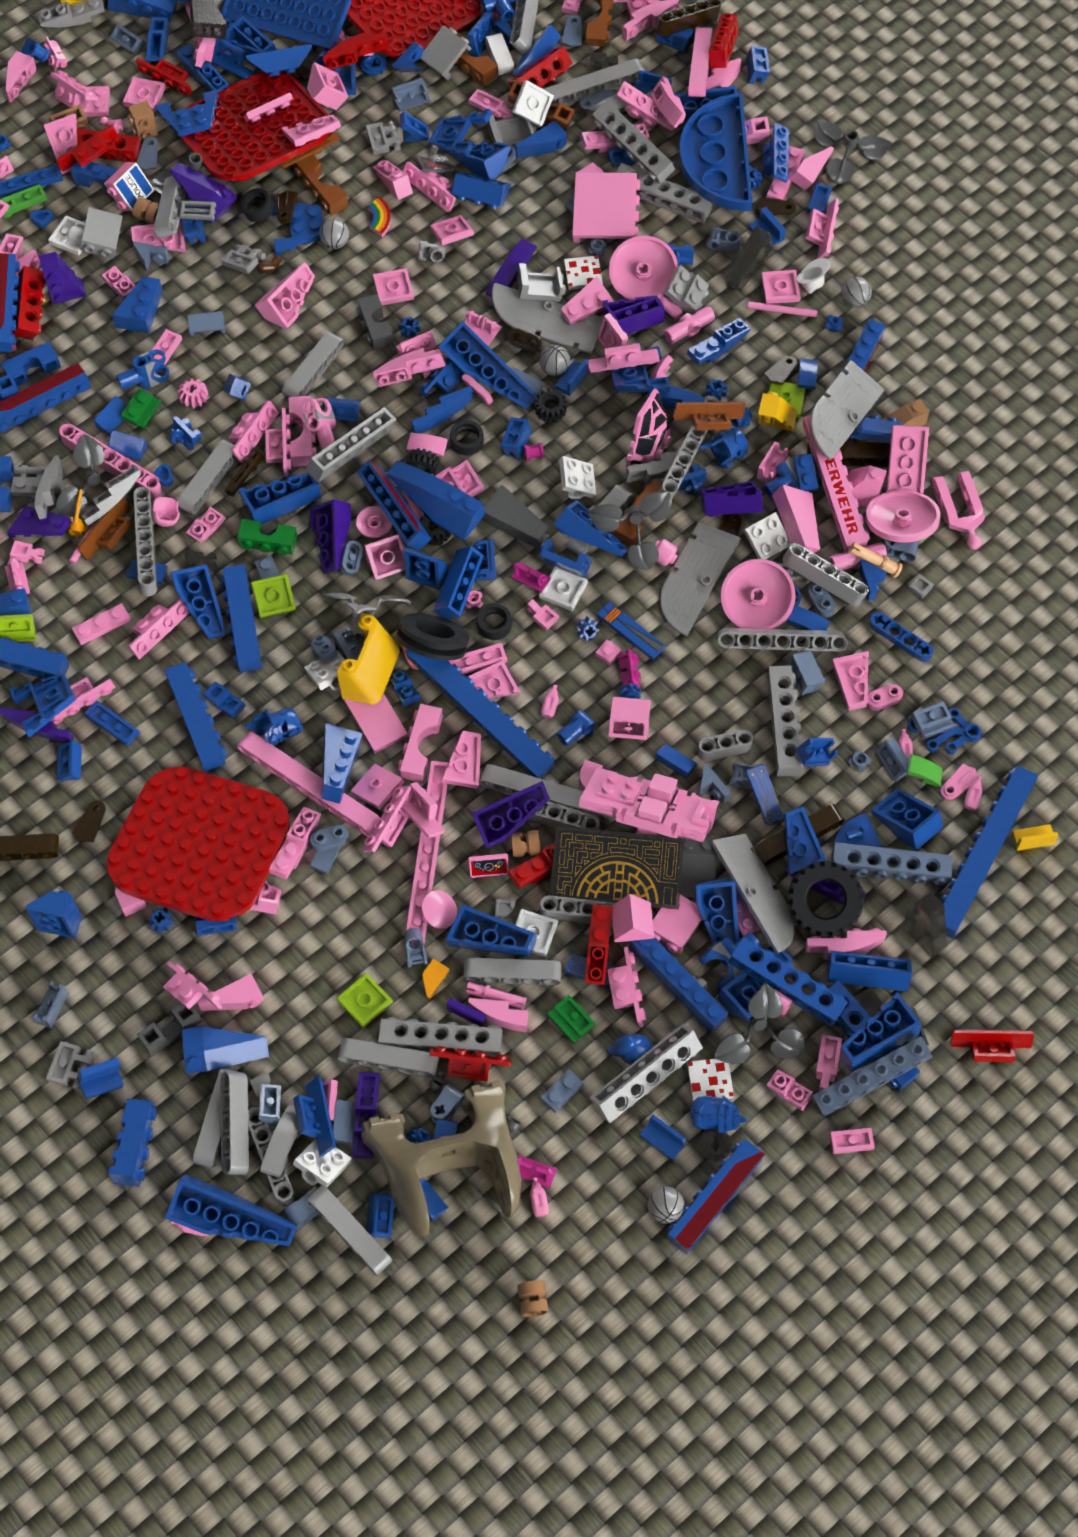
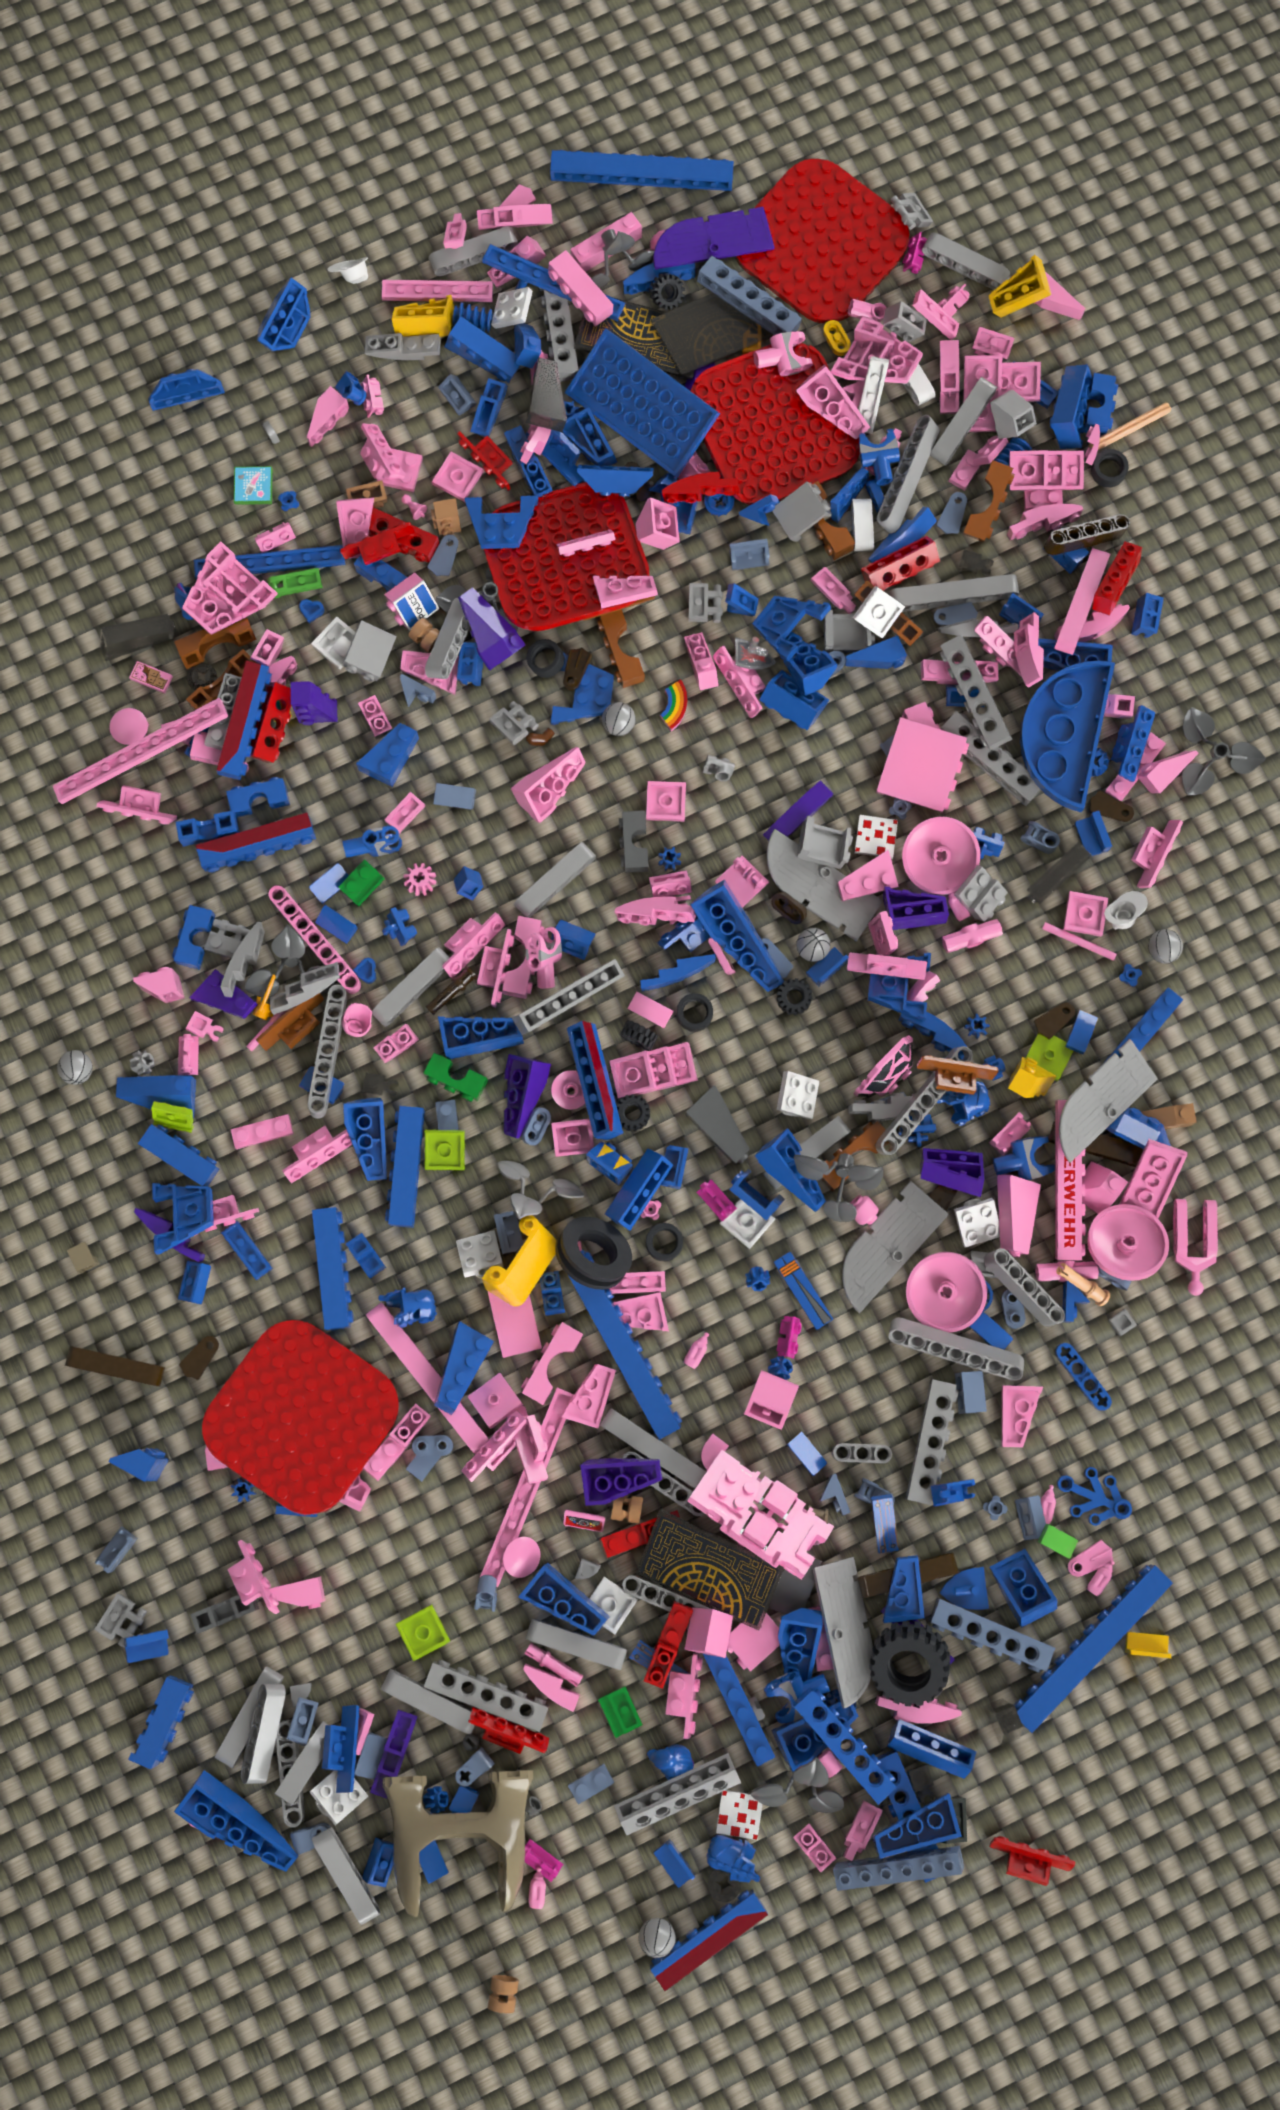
camera: 15 degrees right, 15 degrees up
(205, 216) = (492, 659): light grey tile -> none
(216, 1048) = (264, 1648): blue wedge -> none
(324, 648) = (481, 1225): sand blue plate -> none
(434, 976) = (497, 1626): light orange tile -> none
(441, 501) = (642, 1089): blue wedge -> none
(451, 230) = (747, 746): bright pink plate -> none
(466, 1012) = (518, 1675): dark purple tile -> none
(516, 437) = (746, 1027): blue hinge -> none
(533, 451) = (761, 1049): dark pink bush -> none
(542, 616) = (718, 1250): bright pink plate -> none
(579, 725) = (716, 1389): blue piece -> none
(608, 652) = (773, 1309): bright pink plate -> none
(719, 343) = (997, 967): blue slope -> none
(805, 472) = (1040, 1161): blue plate -> none
(819, 198) = (1162, 810): blue tile -> none
(852, 1140) = (859, 1920): bright pink plate -> none
(886, 697) = (1044, 1441): bright pink plate -> none
(933, 720) = (1084, 1488): sand blue plate -> none

